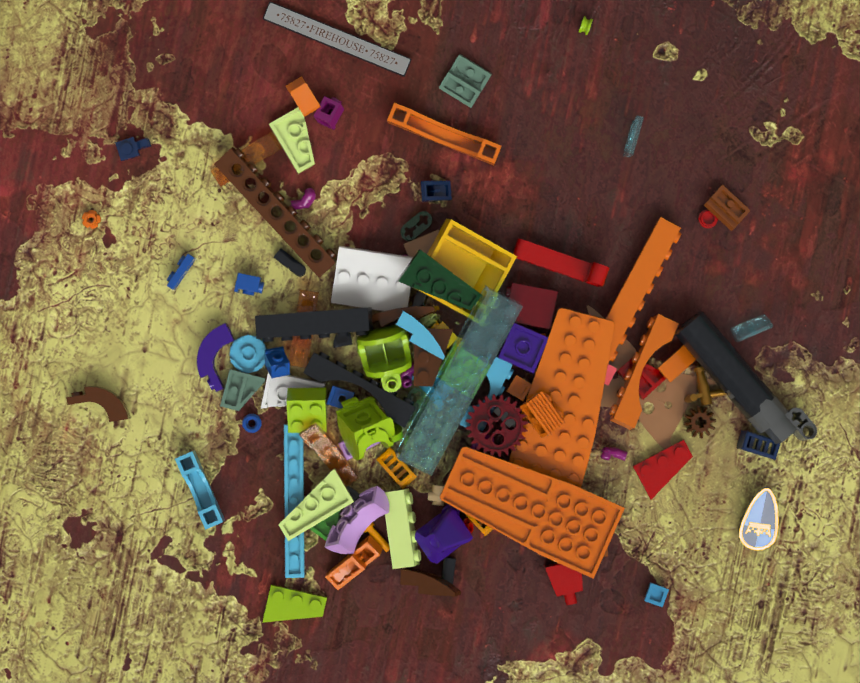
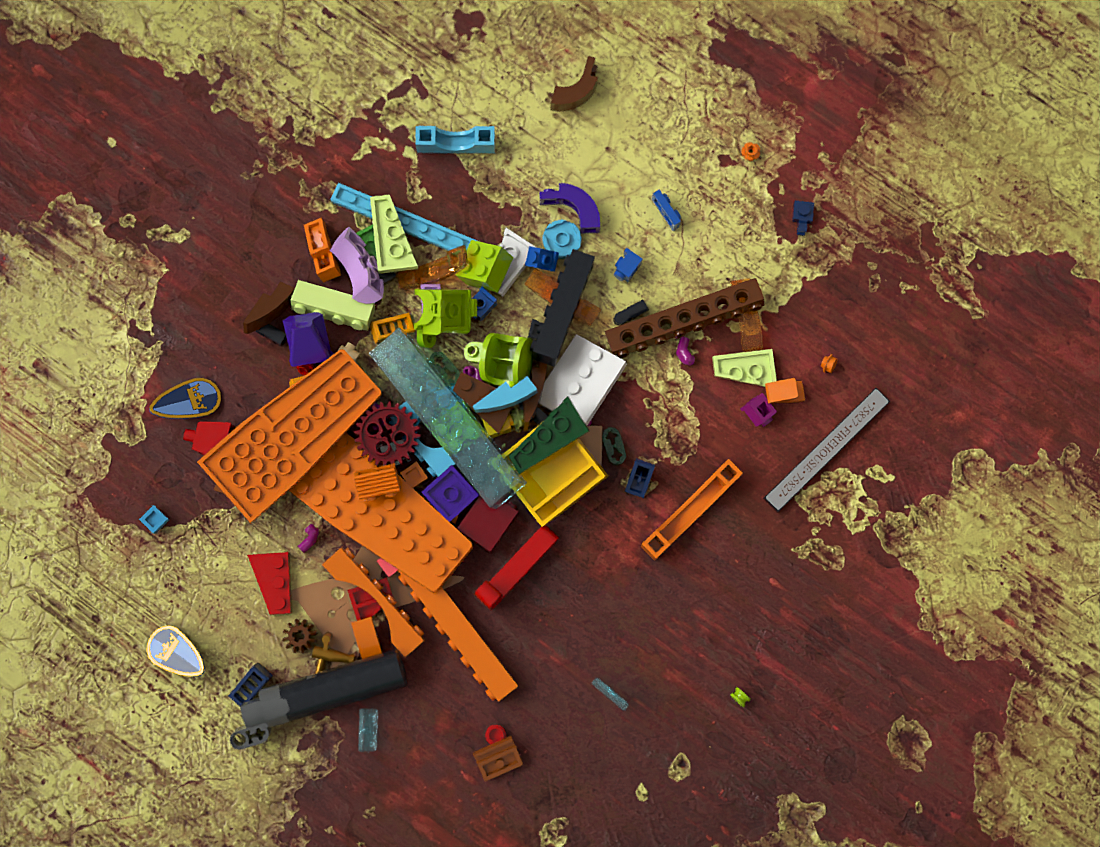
camera: 110 degrees right, 10 degrees down
(240, 389) = (532, 216): sand green wing -> none
(245, 423) = (495, 208): blue plate -> none
(259, 68) = (829, 363): none -> orange plate
(292, 604) = (310, 179): lime wing -> none
(324, 370) = (449, 348): black arch -> none
(373, 532) = (337, 281): light orange piece -> none
(465, 80) = (735, 555): sand green slope -> none
(541, 615) = (187, 400): none -> shield

